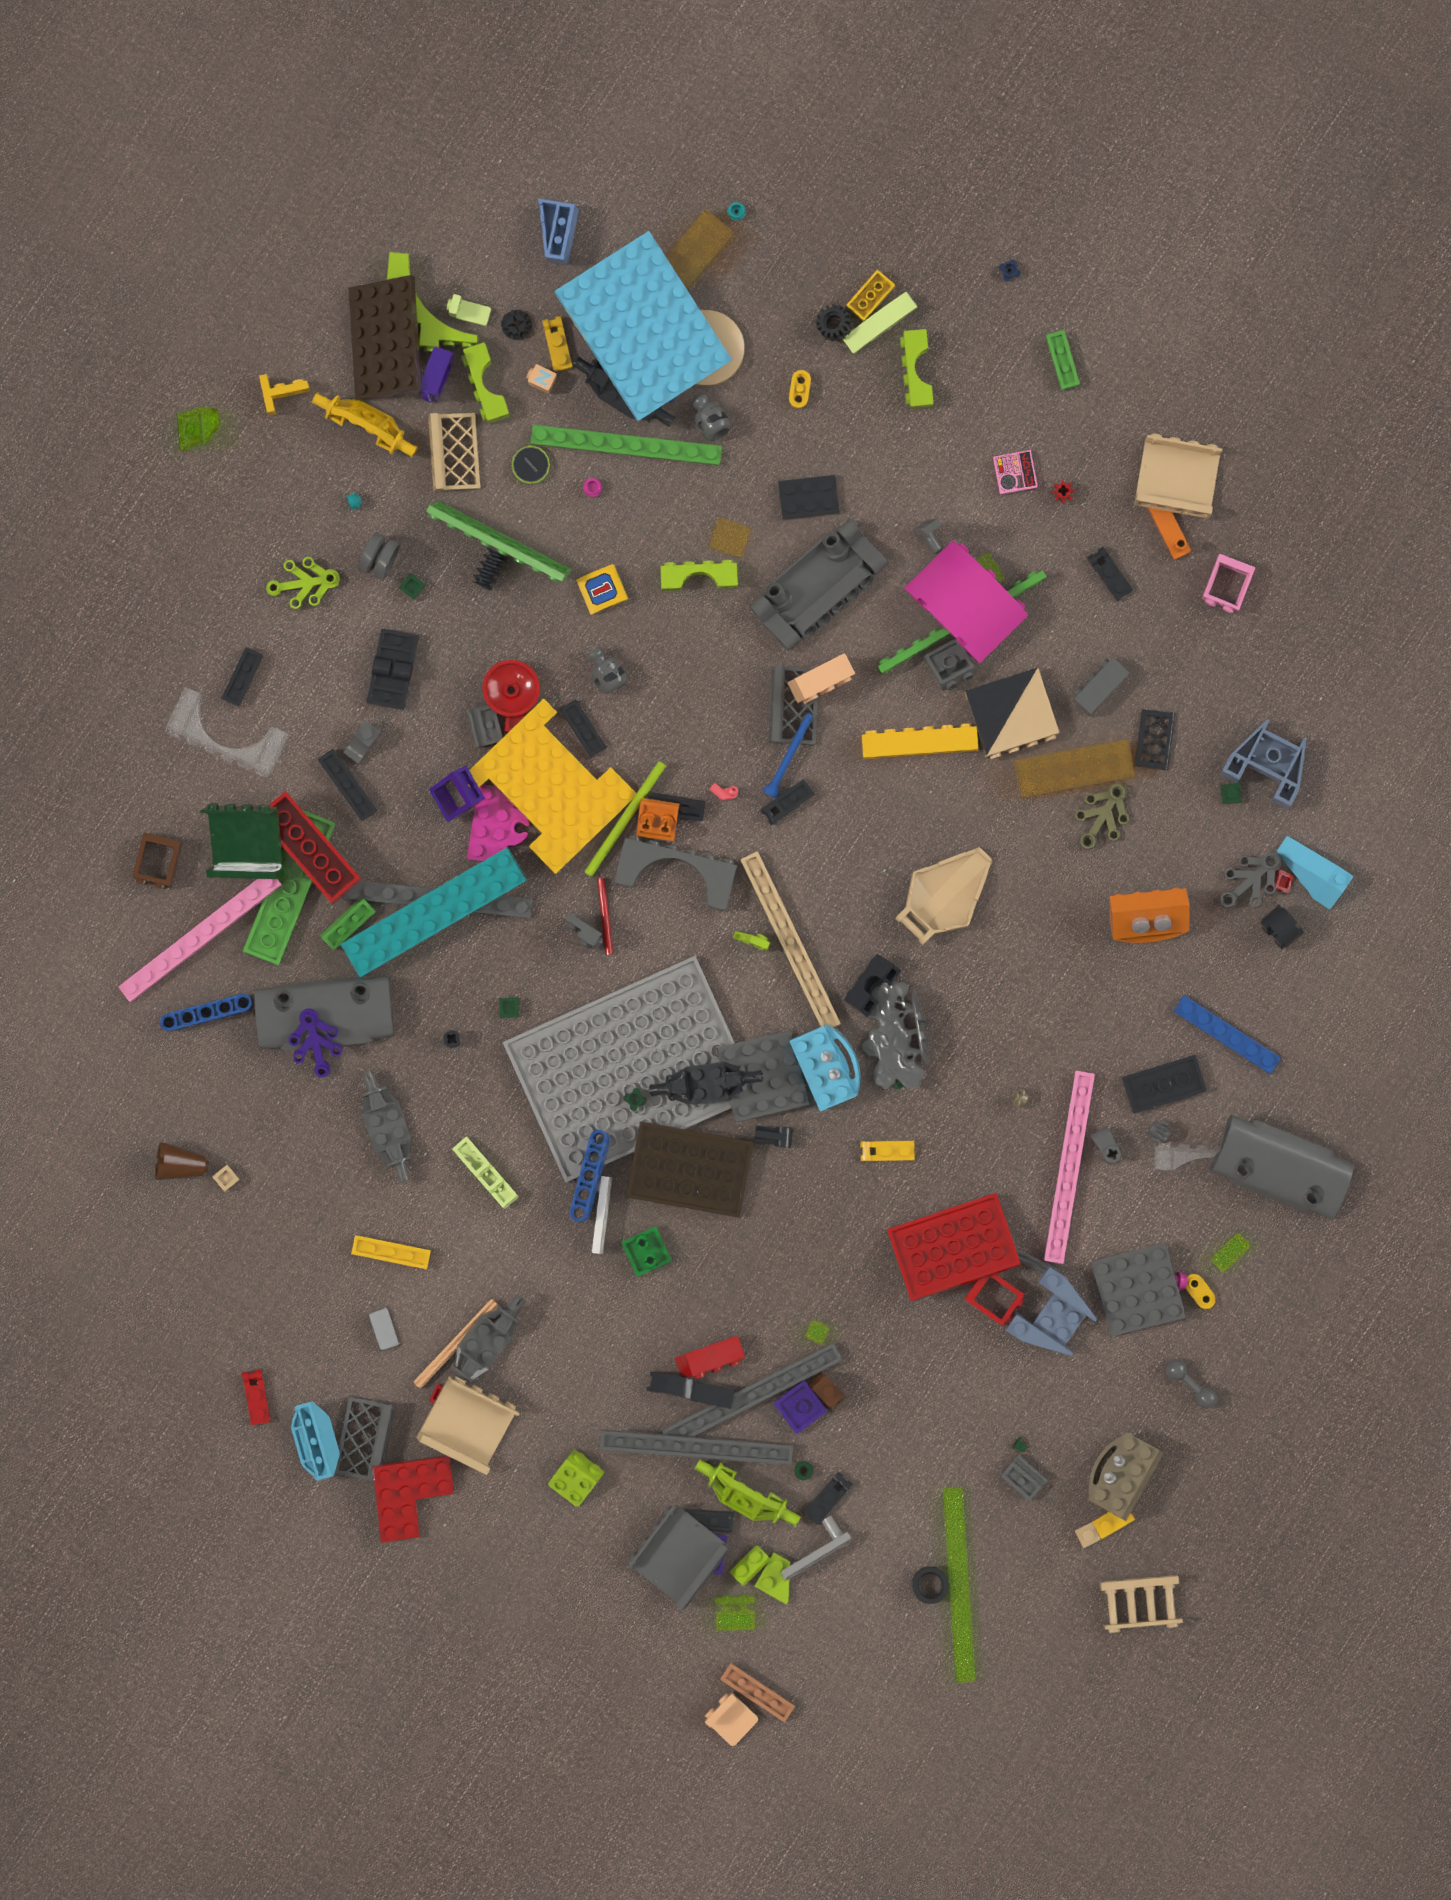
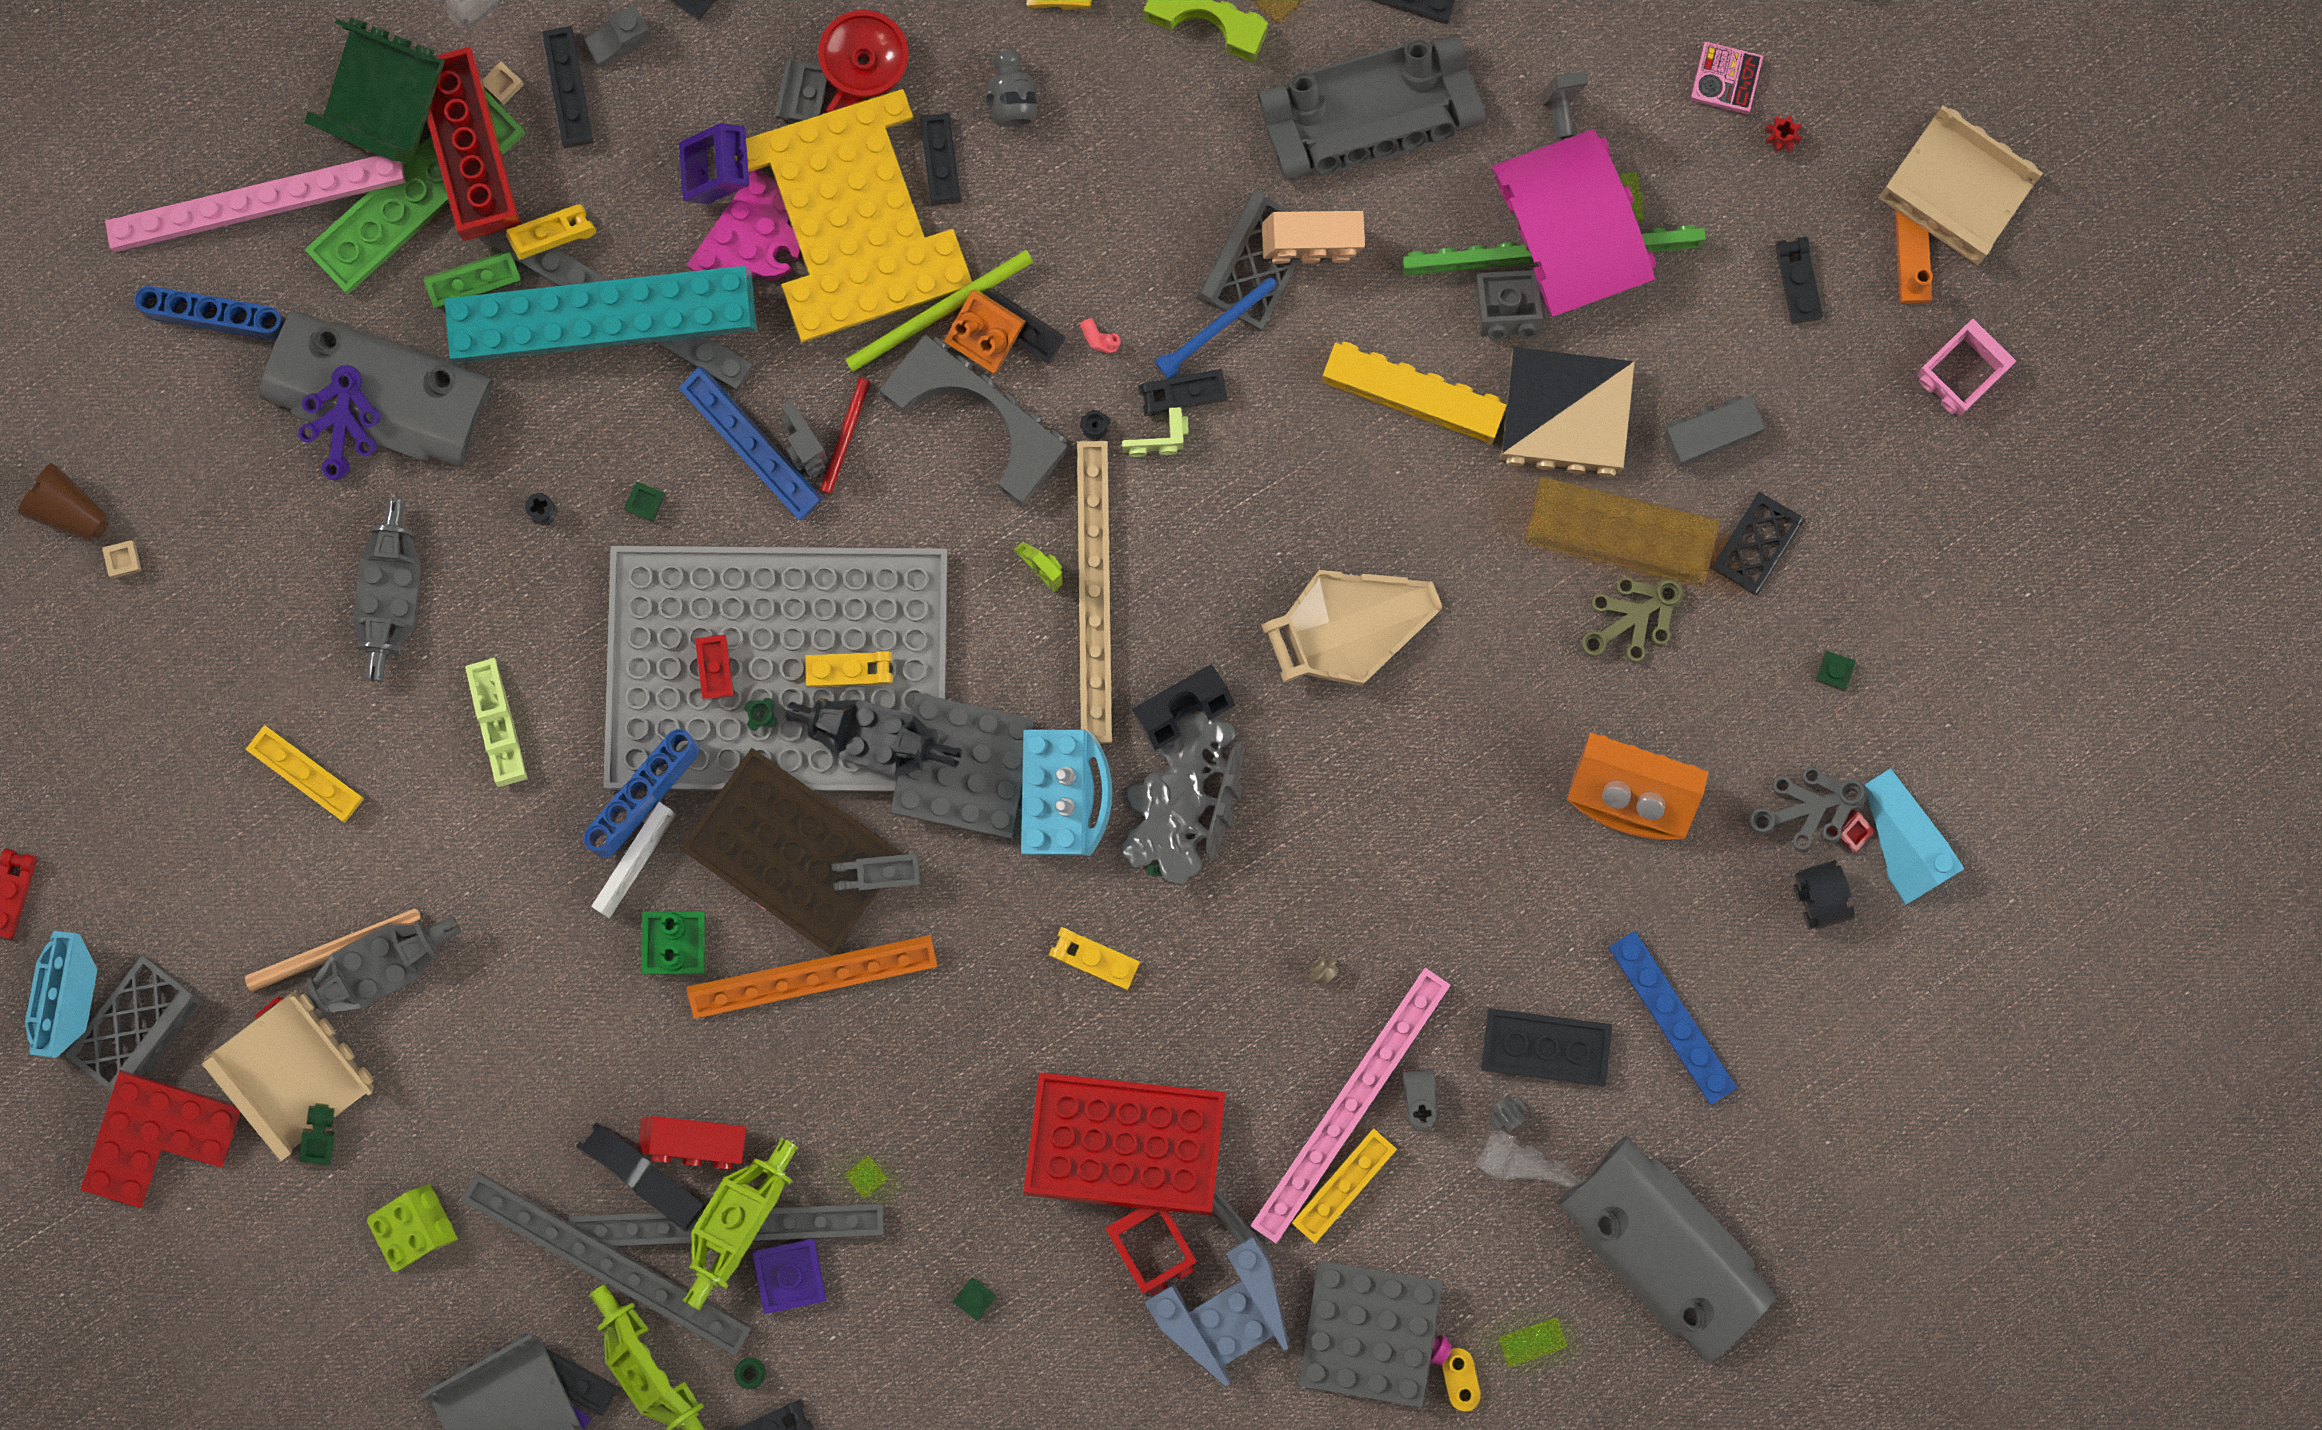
camera: 25 degrees right, 5 degrees down
(159, 883) = (269, 83): reddish brown window -> none
(308, 800) = (502, 83): none -> tan plate
(380, 876) = (550, 231): none -> yellow plate
(383, 1329) = (238, 880): slope -> none
(501, 1454) = (316, 1142): none -> dark green plate
(553, 946) = (750, 443): none -> blue plate
(596, 1085) = (714, 667): none -> red plate
(672, 1051) = (848, 669): none -> yellow plate
(734, 1234) = (812, 976): none -> orange plate
(745, 839) = (1091, 417): none -> black plate
(746, 1158) = (881, 872): none -> dark grey hinge
(756, 1390) = (734, 1220): none -> lime plate
(778, 1136) = (944, 864): black piece -> none
(794, 824) = (1165, 446): none -> yellowish green bracket
(827, 1391) = (840, 1272): reddish brown torso -> none
(909, 1371) = (974, 1299): none -> dark green plate
(1086, 1214) = (1344, 1186): none -> yellow plate
(1272, 758) = (1918, 643): sand blue wedge -> none

